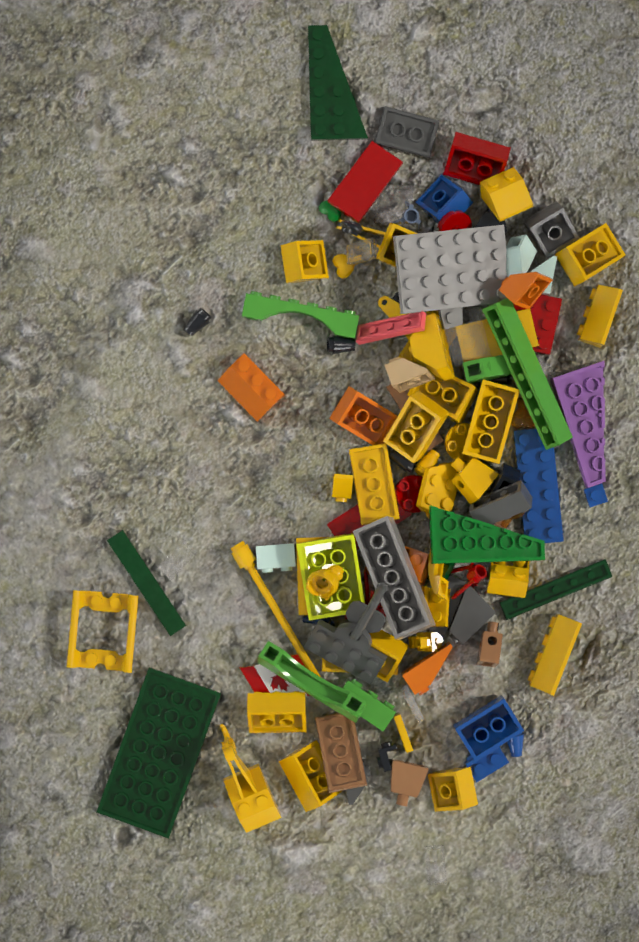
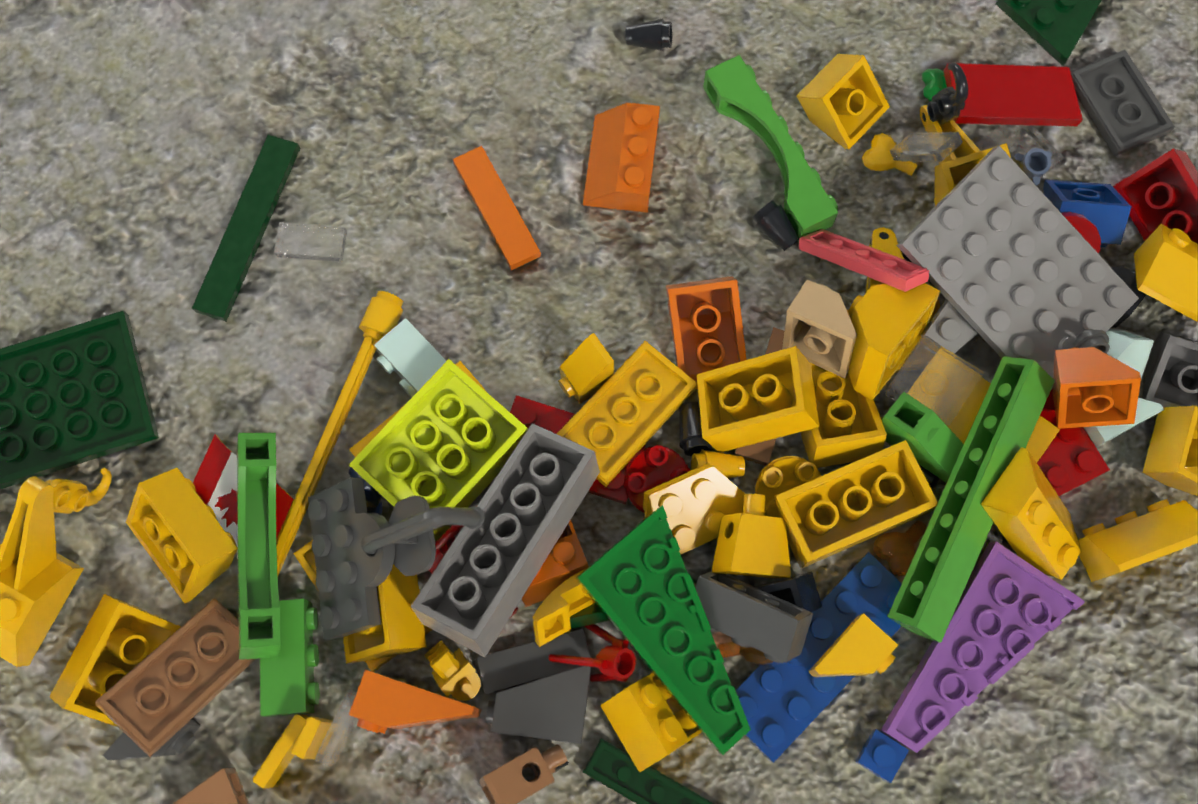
camera: 55 degrees right, 15 degrees down
(92, 657) = (87, 233): yellow piece -> none
(228, 462) = (496, 208): none -> orange tile
(326, 588) = (422, 427): yellow piece -> none
(383, 760) = (221, 752): black bracket -> none
(409, 716) = (311, 737): none -> yellow tile
(438, 607) = (516, 645): yellow bracket -> none
(507, 268) = (1092, 338): none -> dark grey plate
(549, 474) = (857, 651): none -> yellow slope
(555, 353) = (1033, 517): none -> yellow slope

